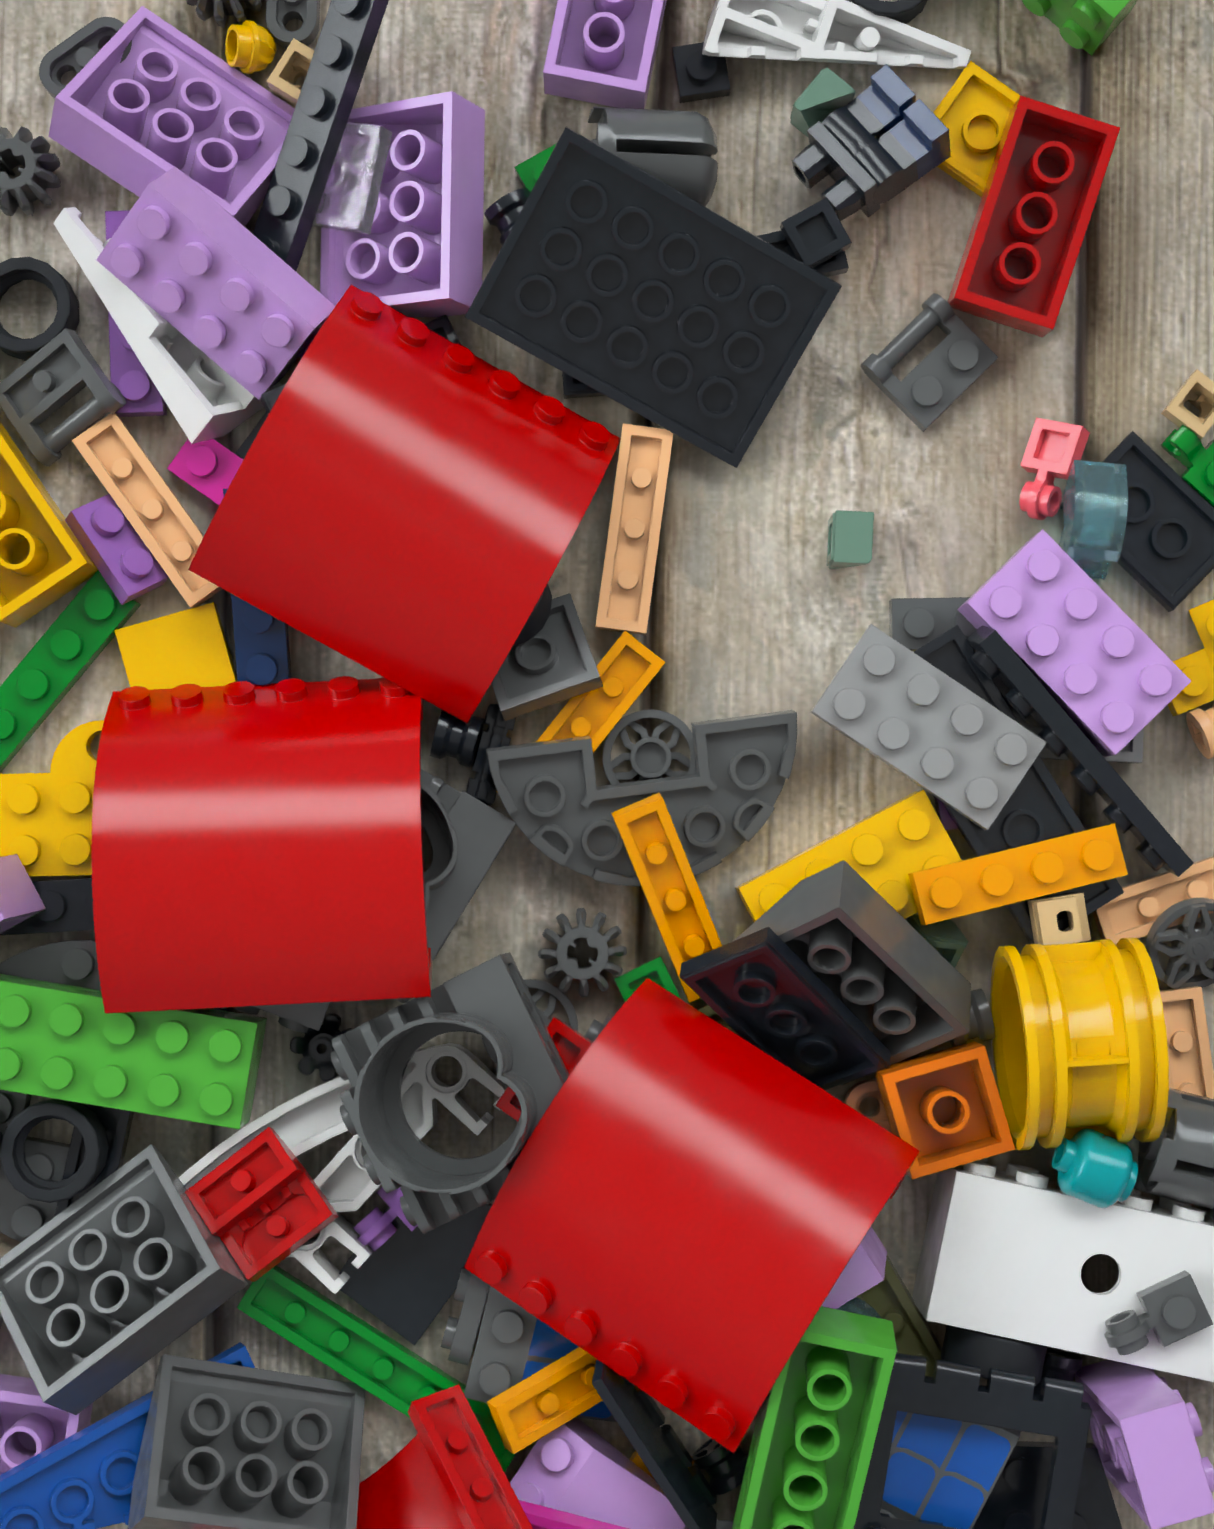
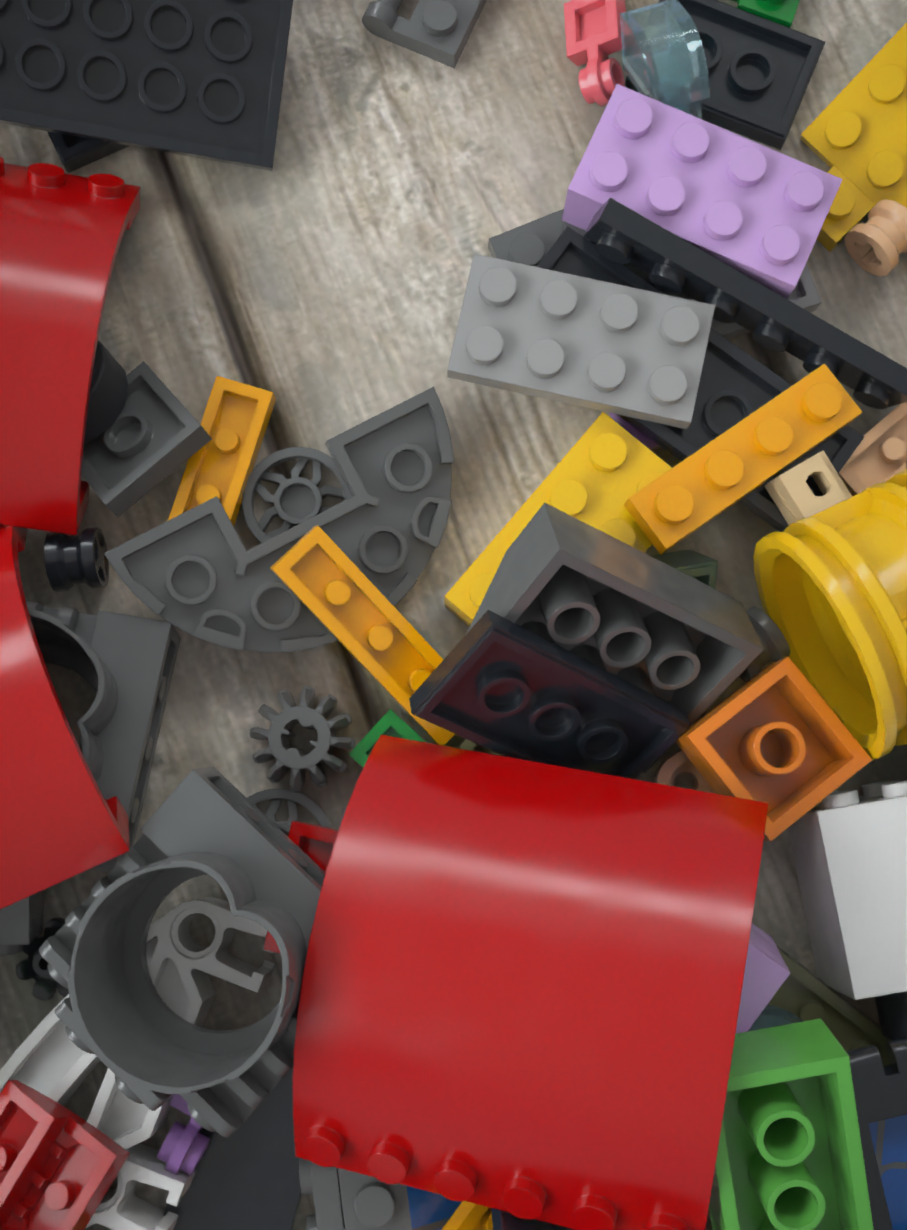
camera: 20 degrees left, 5 degrees down
(482, 785) = (120, 530): black axle -> none
(634, 529) = (188, 271): light nougat plate -> none
(849, 539) = (418, 191): sand green slope -> none

